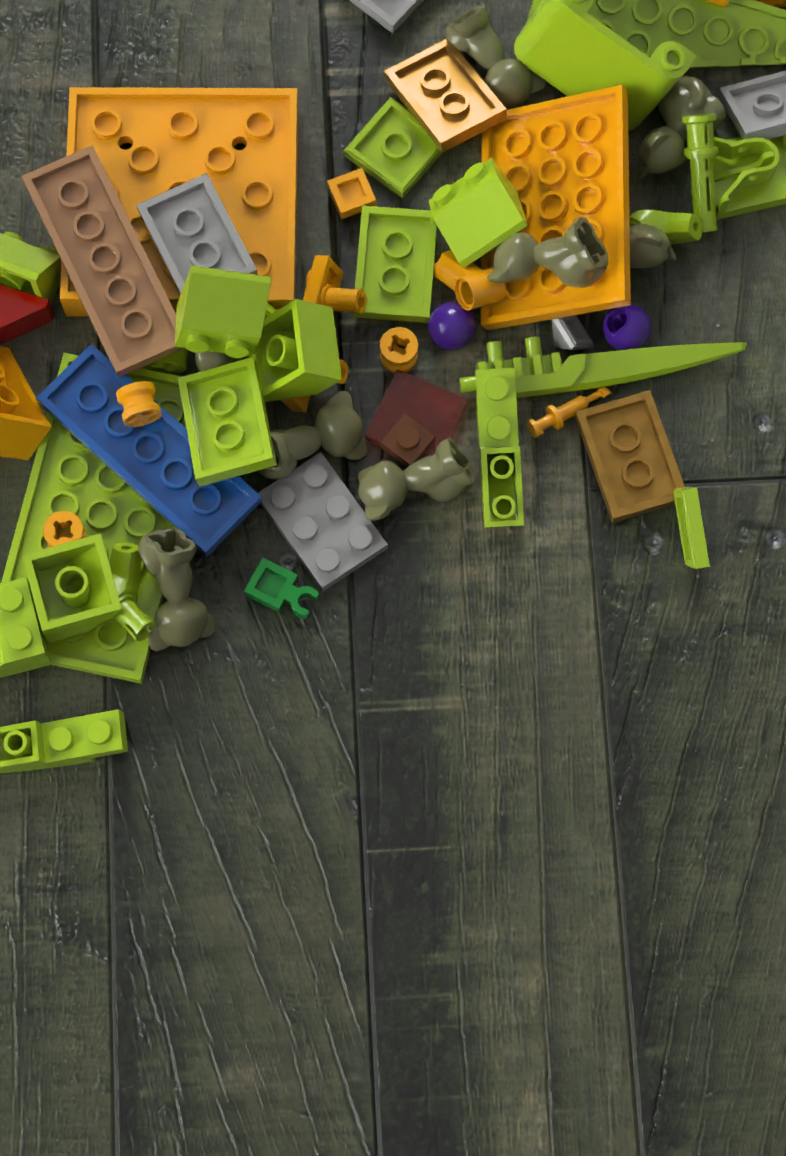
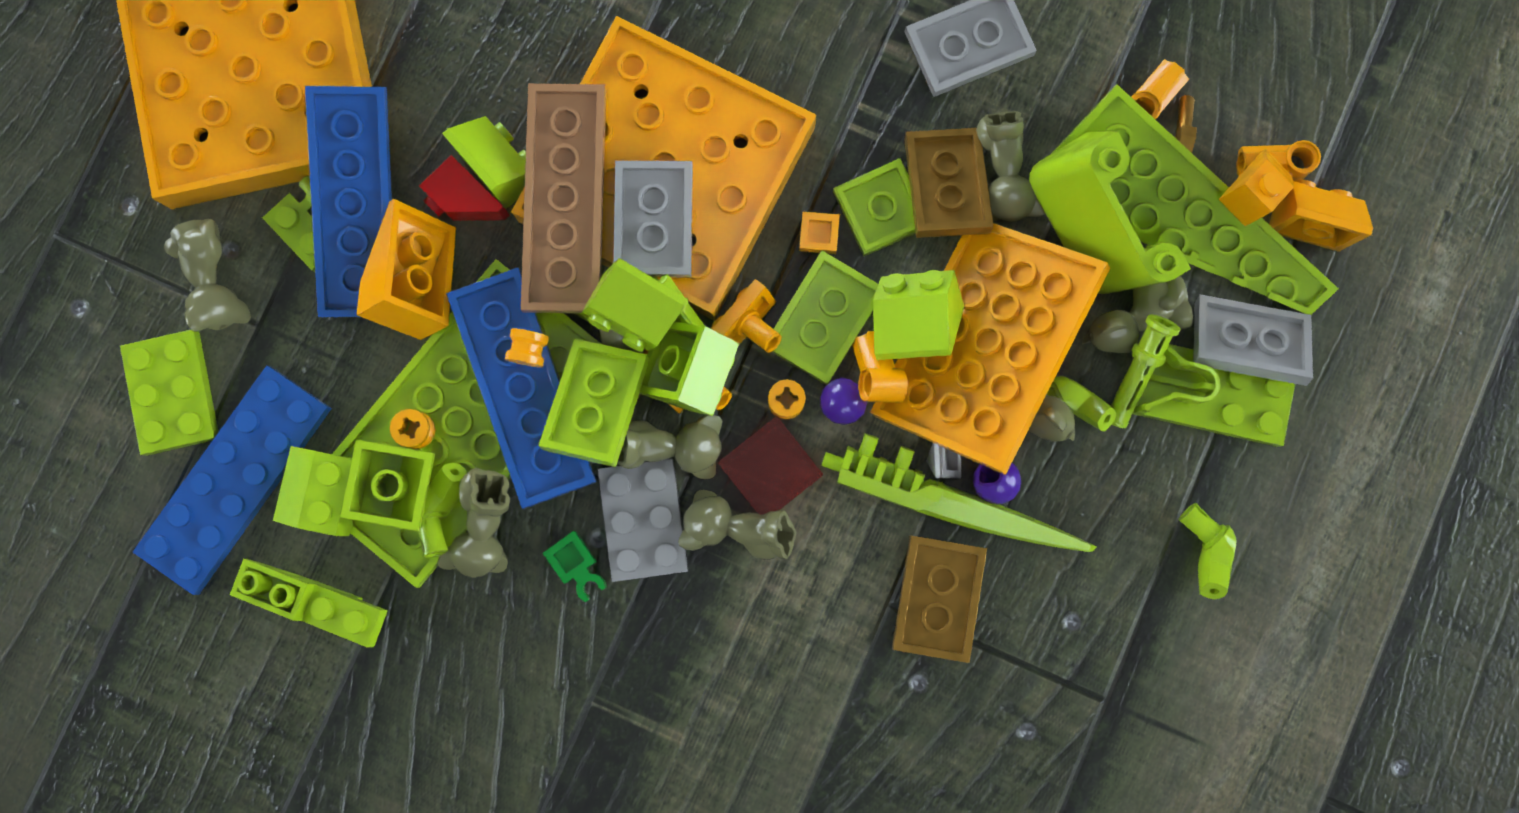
camera: 30 degrees right, 10 degrees up
(407, 441) = (750, 489): reddish brown plate -> none
(499, 447) = (826, 535): lime slope -> none
(556, 416) = (905, 527): light orange piece -> none
(575, 259) = (975, 408): olive animal -> none
(691, 527) = (956, 695): lime tile -> none

